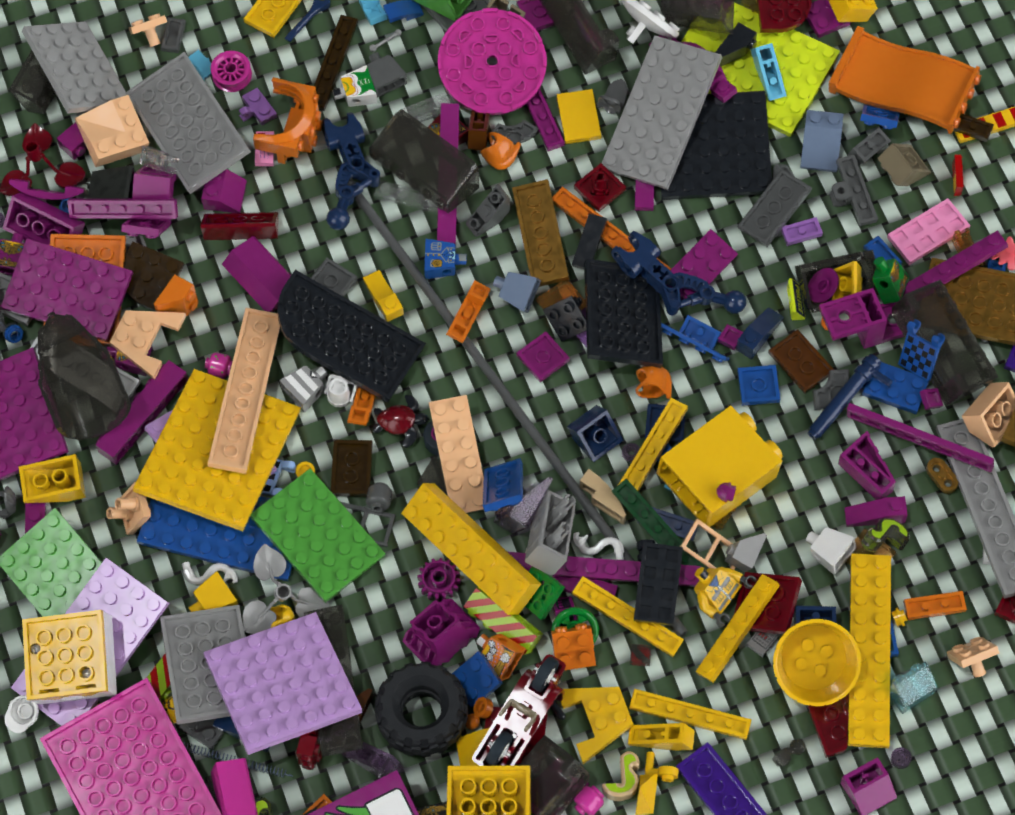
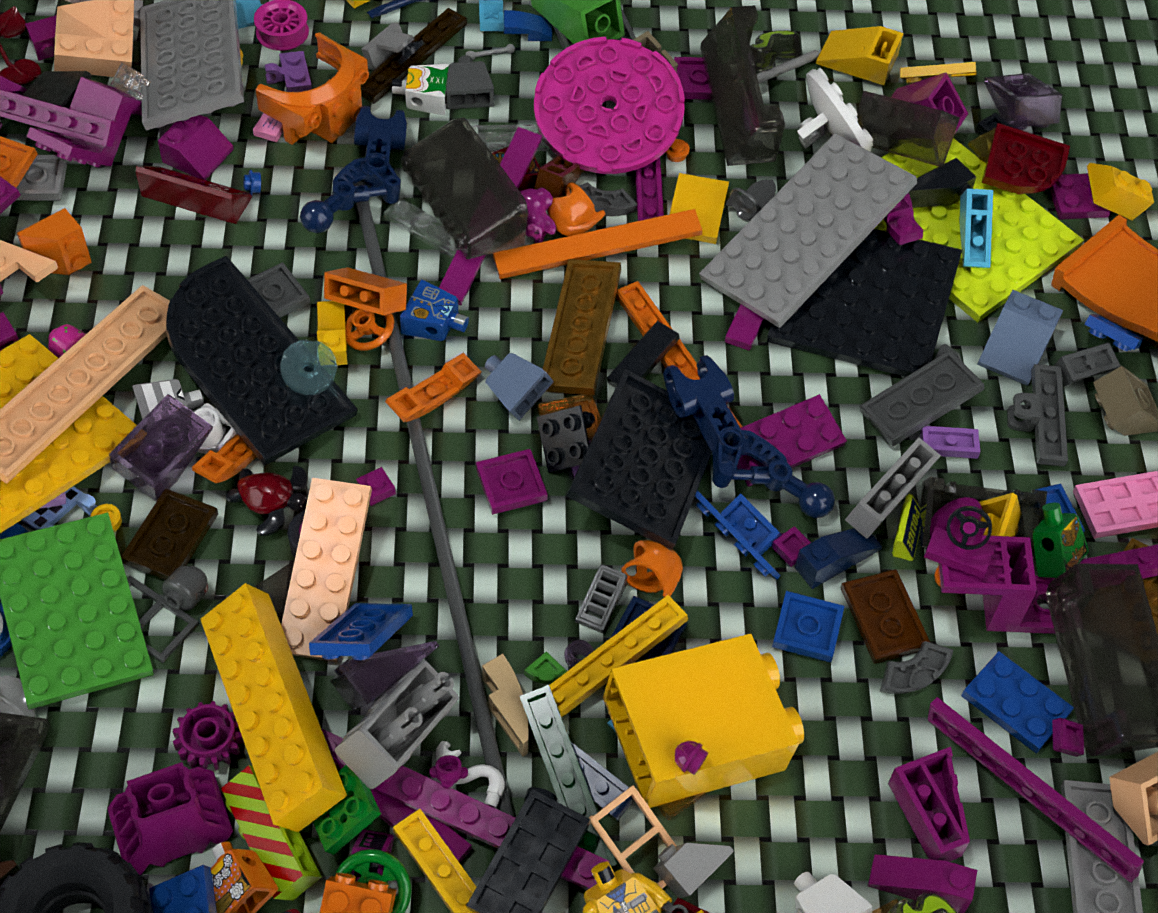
camera: 15 degrees right, 10 degrees down
(150, 273) = (42, 195): dark brown plate -> none
(257, 272) = (181, 245): magenta slope -> none
(276, 204) = (252, 182): none -> blue plate
(317, 60) = (387, 43): none -> light grey piece
(320, 414) = (160, 447): none -> clear purple slope
(392, 321) = (311, 354): none -> clear light blue plate
(394, 261) = (365, 291): none -> orange brick
(399, 276) = (366, 325): none -> orange piece
(460, 388) = (380, 484): none -> magenta plate
(476, 153) = (537, 220): none -> magenta animal
(489, 212) = (525, 276): dark grey slope -> none
(530, 165) = (597, 243): none -> orange tile
(550, 76) = (678, 151): none -> orange plate
(588, 548) = (448, 770): none -> magenta plate
(595, 432) = (538, 609): dark blue slope -> none
(599, 181) = (685, 290): dark red plate -> none
(614, 468) = (544, 669): none -> bright green tile
(630, 400) = (609, 581): none -> dark grey slope
(778, 277) = (892, 488): none -> light grey brick
(835, 308) = (961, 544): none -> magenta piece
(863, 374) = (971, 663): dark blue cylinder -> none
(919, 354) = (1070, 662): blue flag -> none
(943, 476) = (1049, 862): pearl gold plate -> none

